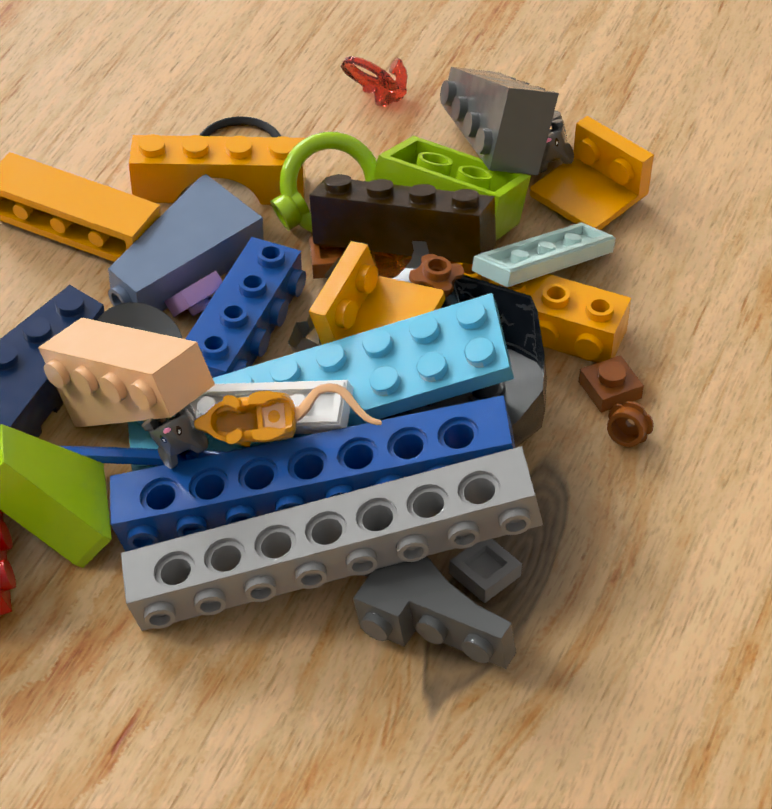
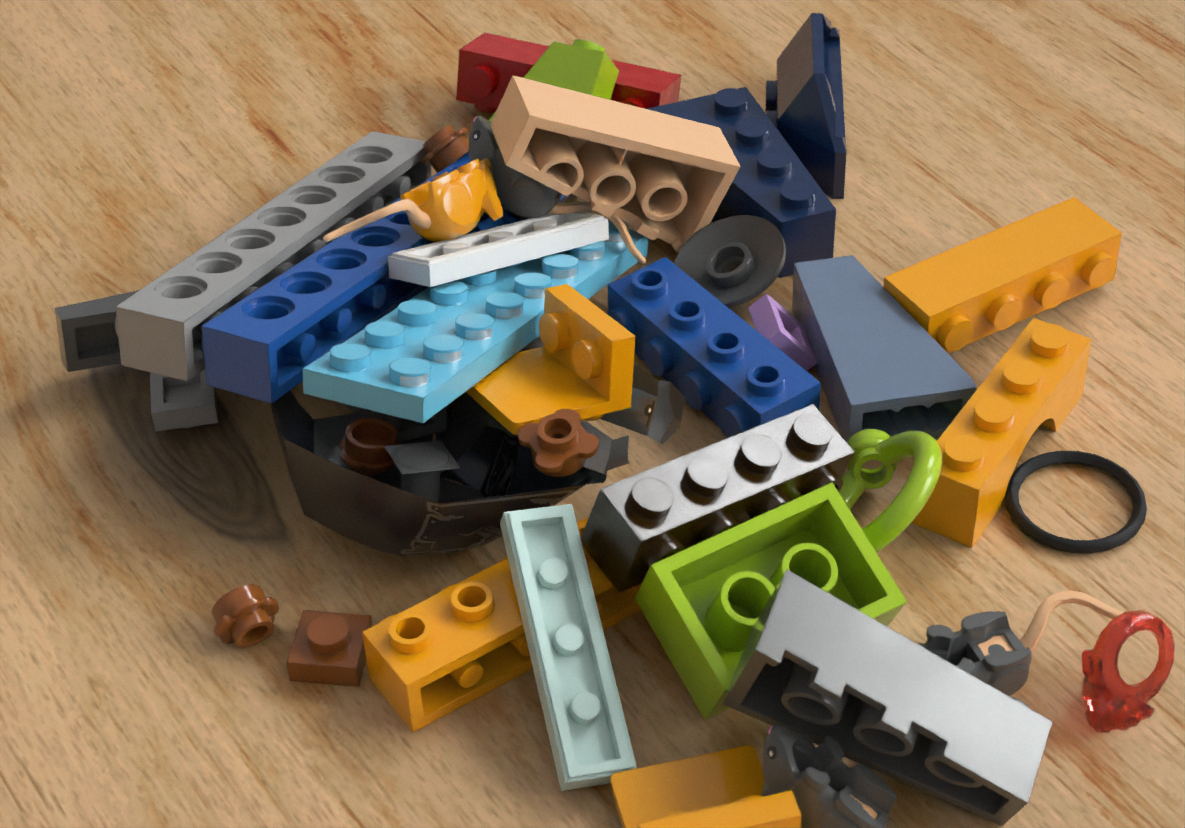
camera: 125 degrees right, 5 degrees down
(126, 519) = (446, 147): none -> dark orange plate
(404, 119) = (992, 650): none -> dark grey animal

